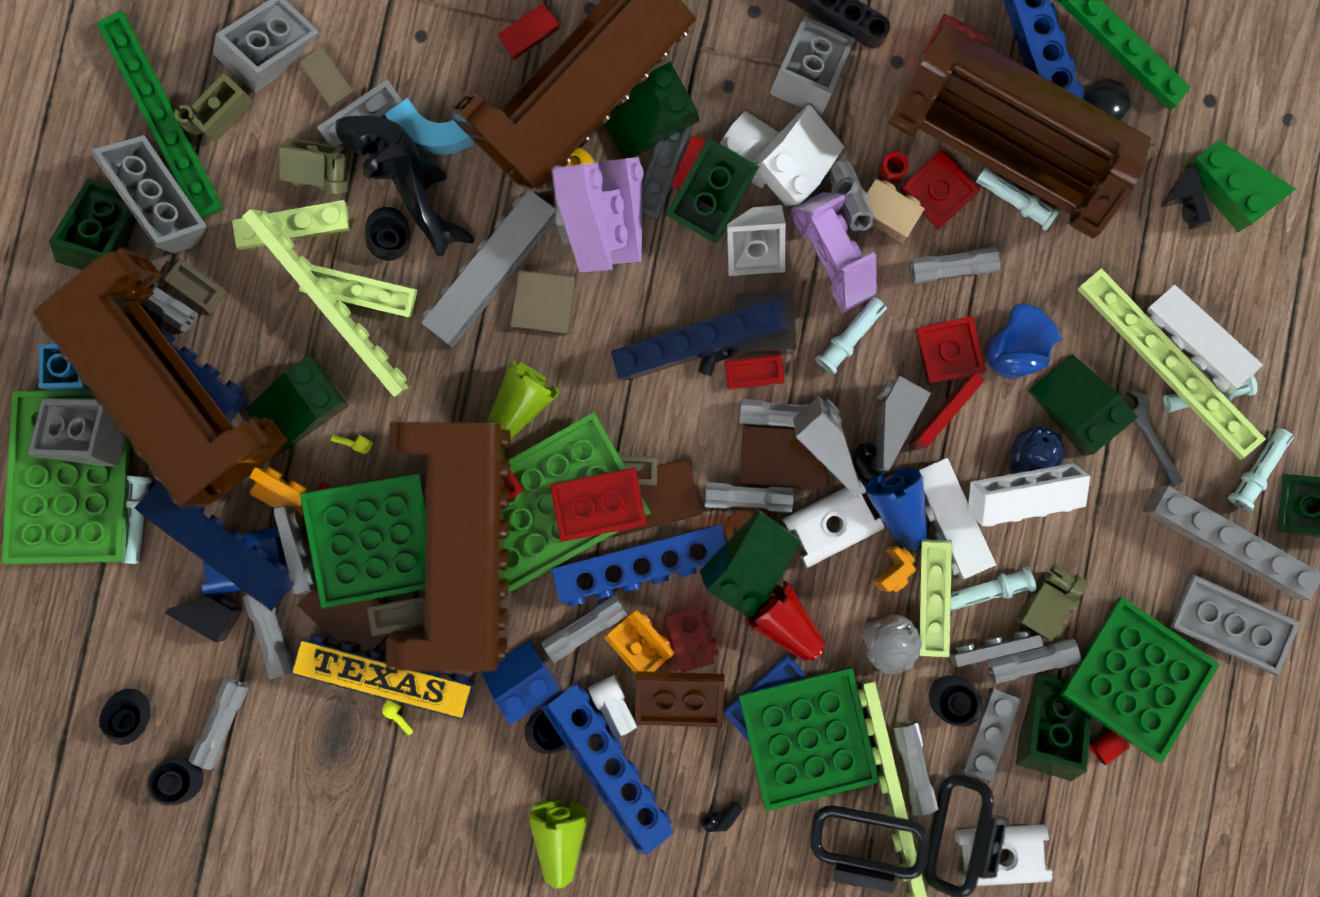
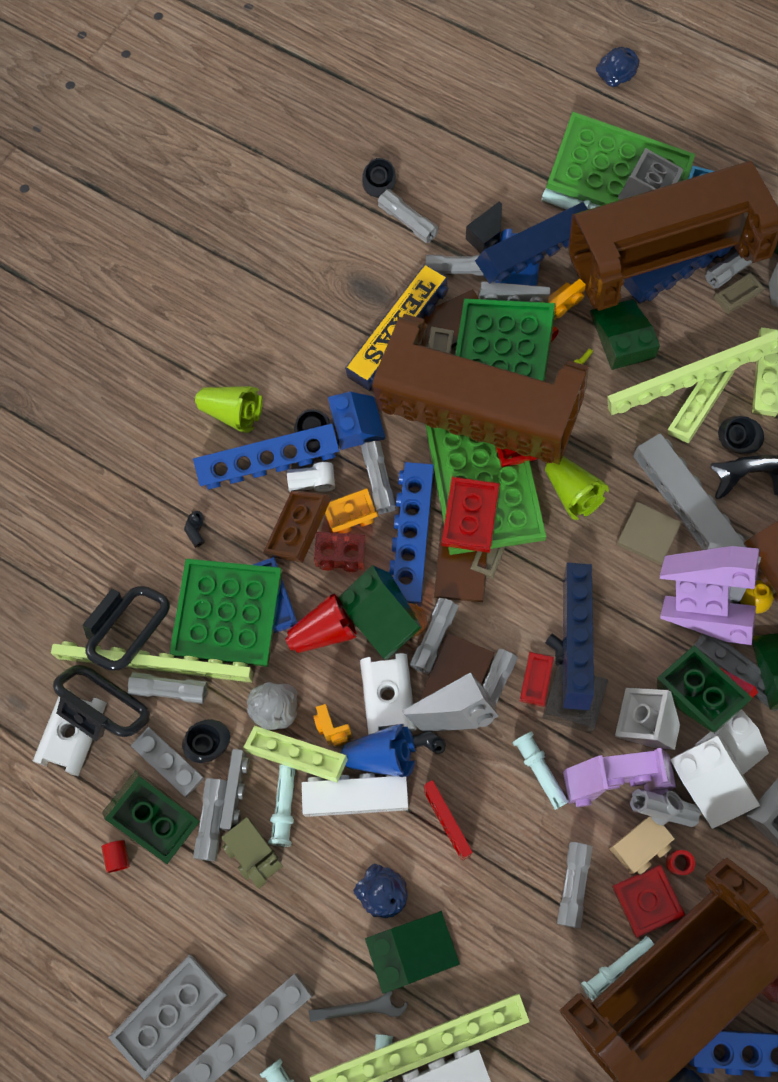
camera: 110 degrees right, 15 degrees down
(125, 716) = (436, 160): black hat -> none
(390, 710) = (369, 327): neon yellow hand -> none
(895, 416) = (459, 777): light grey slope -> none
(950, 350) = (500, 851): red plate -> none
(1023, 343) = (484, 919): blue piece -> none
(1028, 494) = (351, 865): white brick -> none
(1139, 679) = (157, 905): green plate -> none

